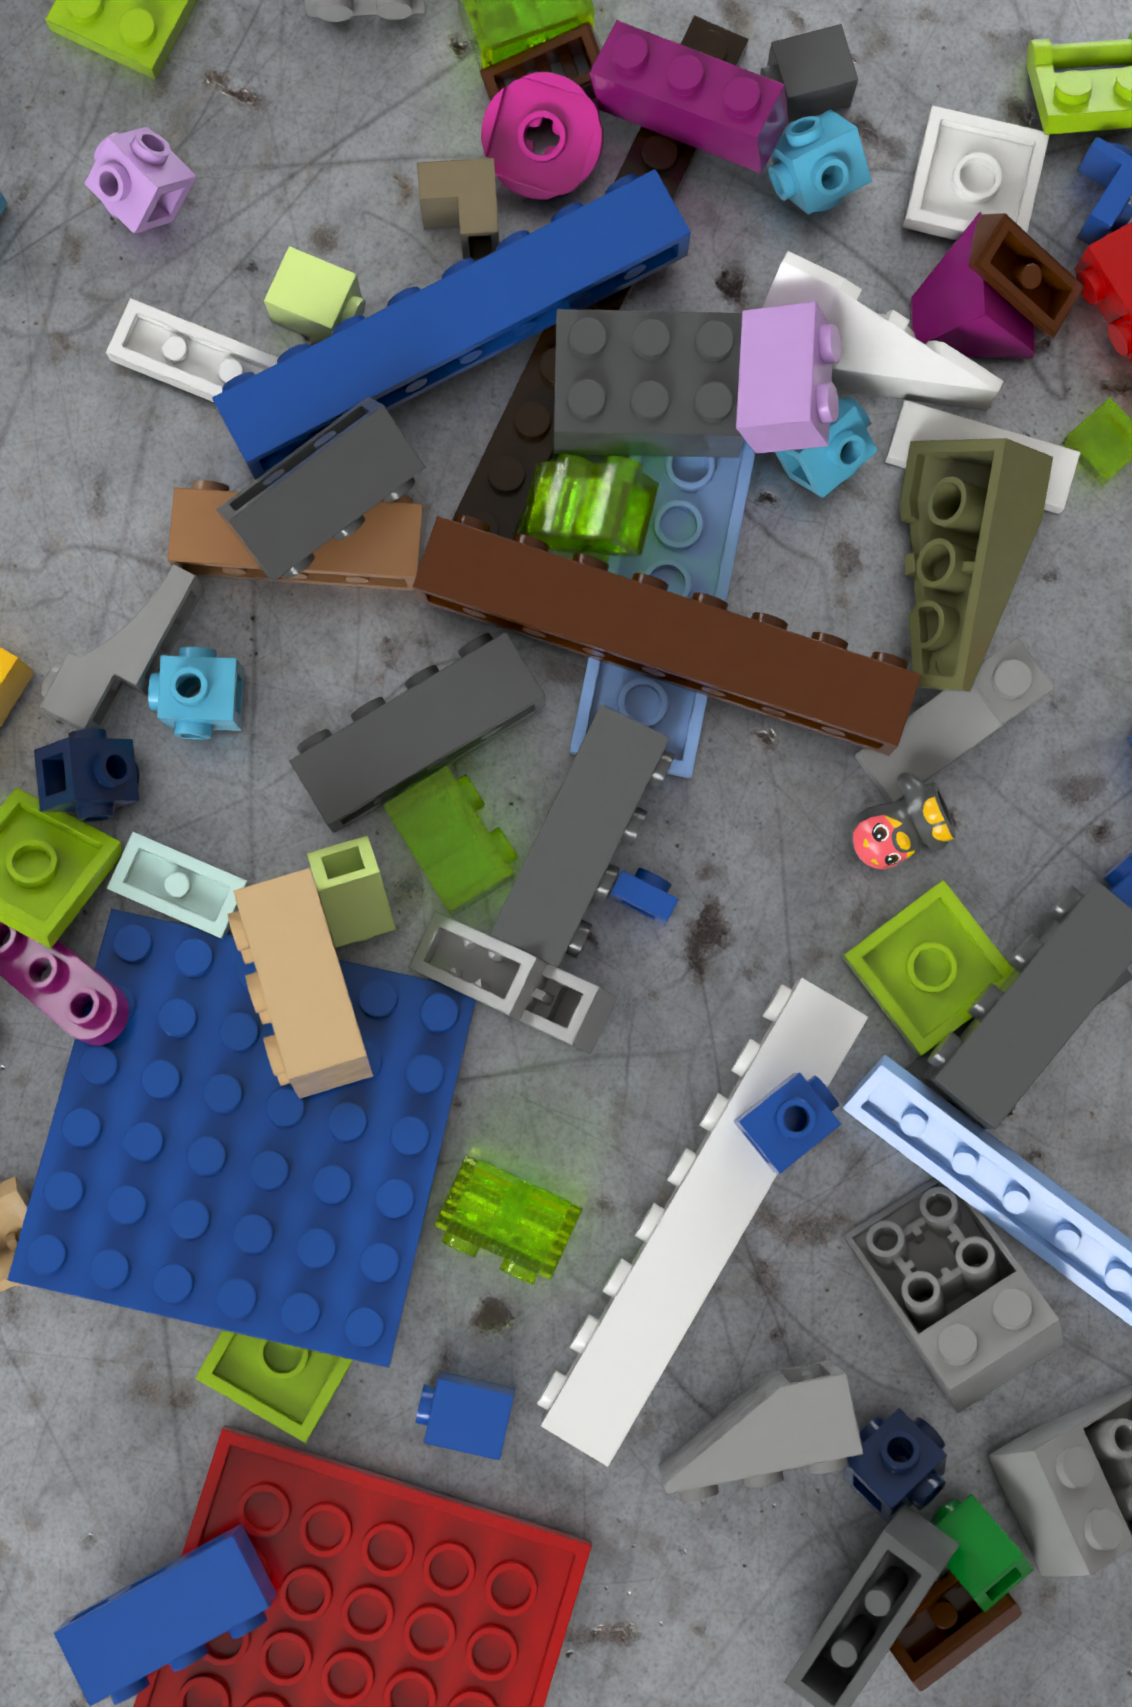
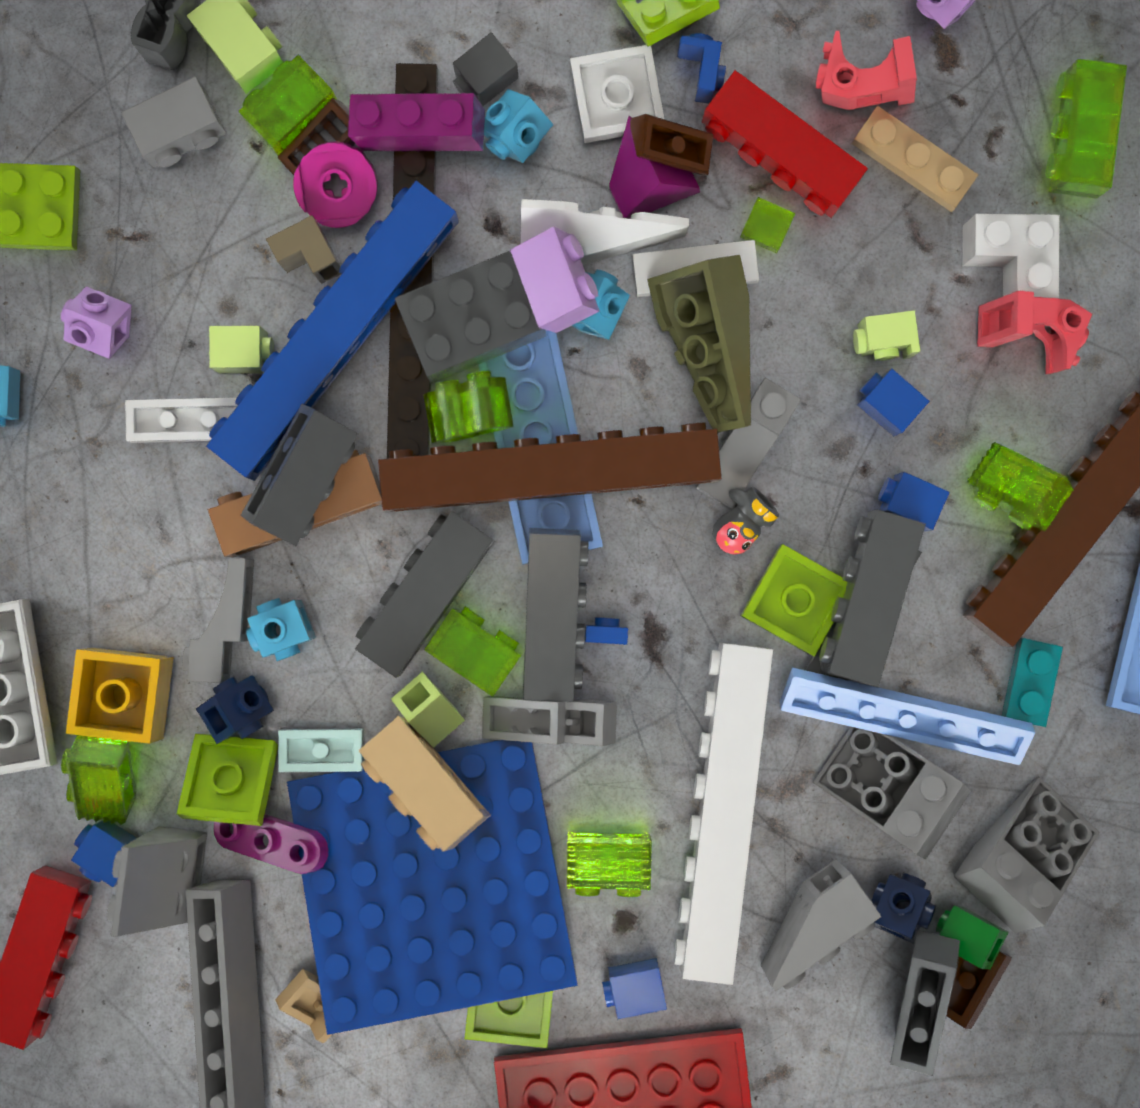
camera: 20 degrees left, 5 degrees up
(790, 1120) = (753, 736): blue brick -> none

